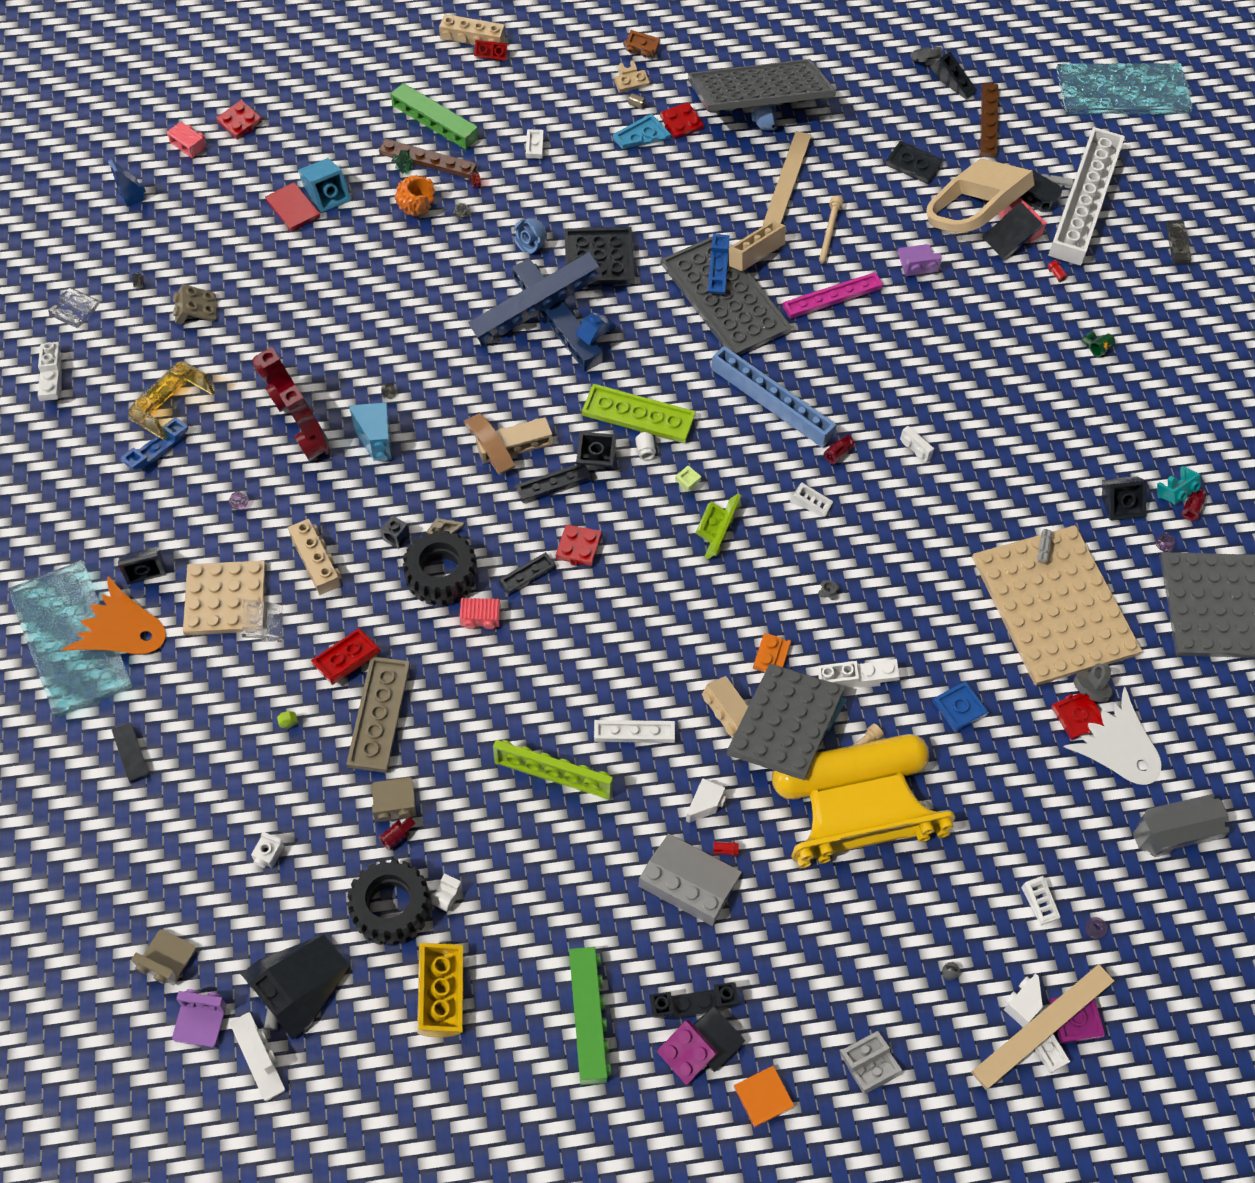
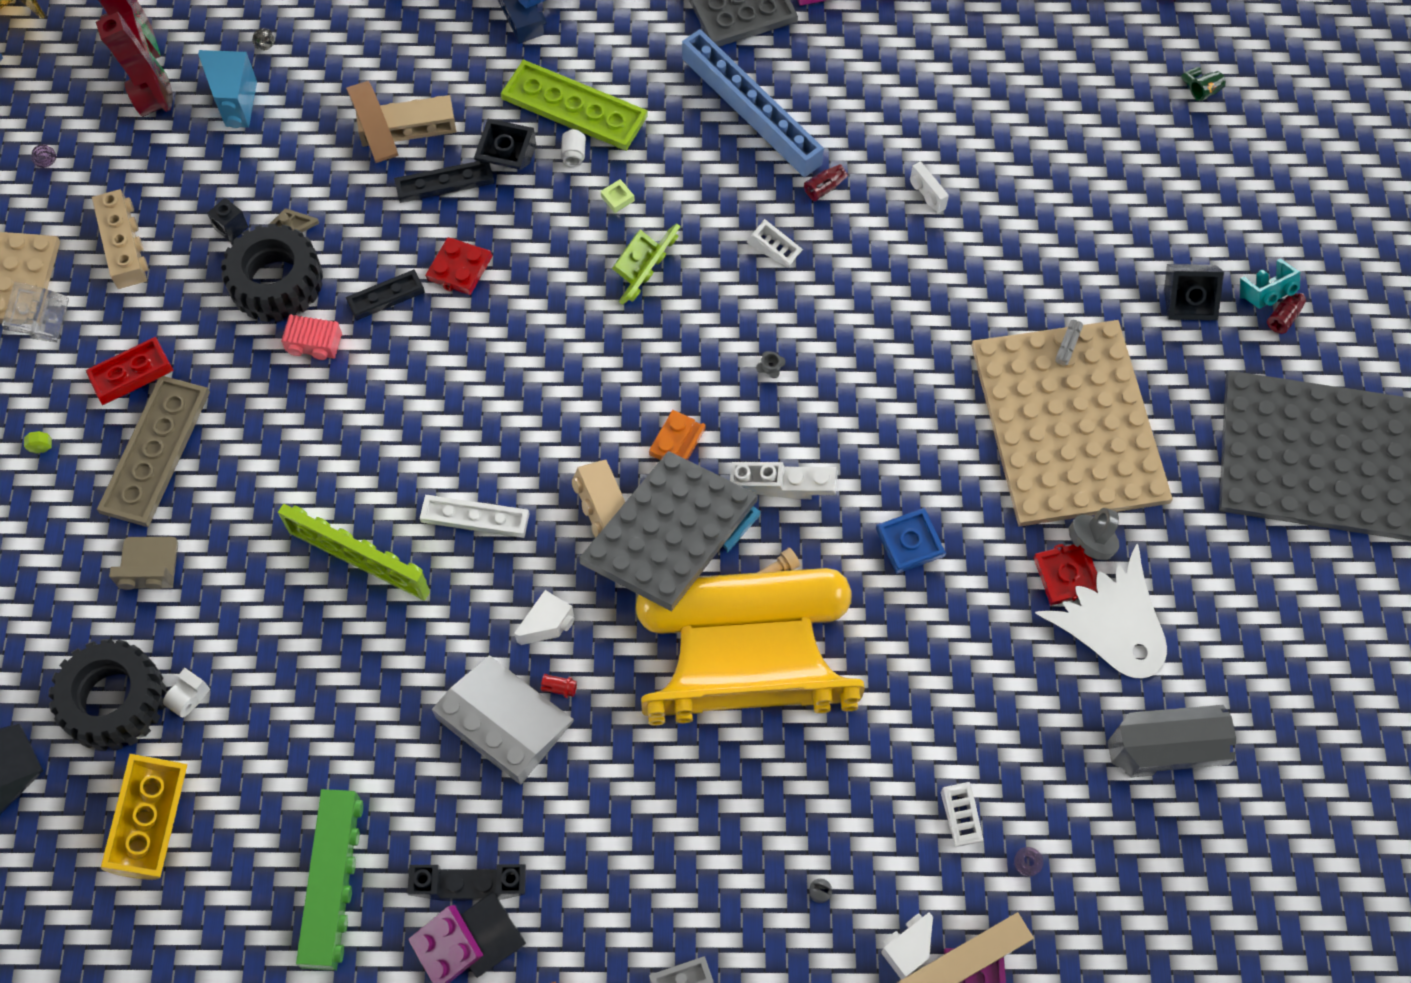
camera: 10 degrees right, 5 degrees up
(396, 833) = (140, 606): dark red hinge -> none
(1165, 542) = (1236, 358): clear purple plate -> none

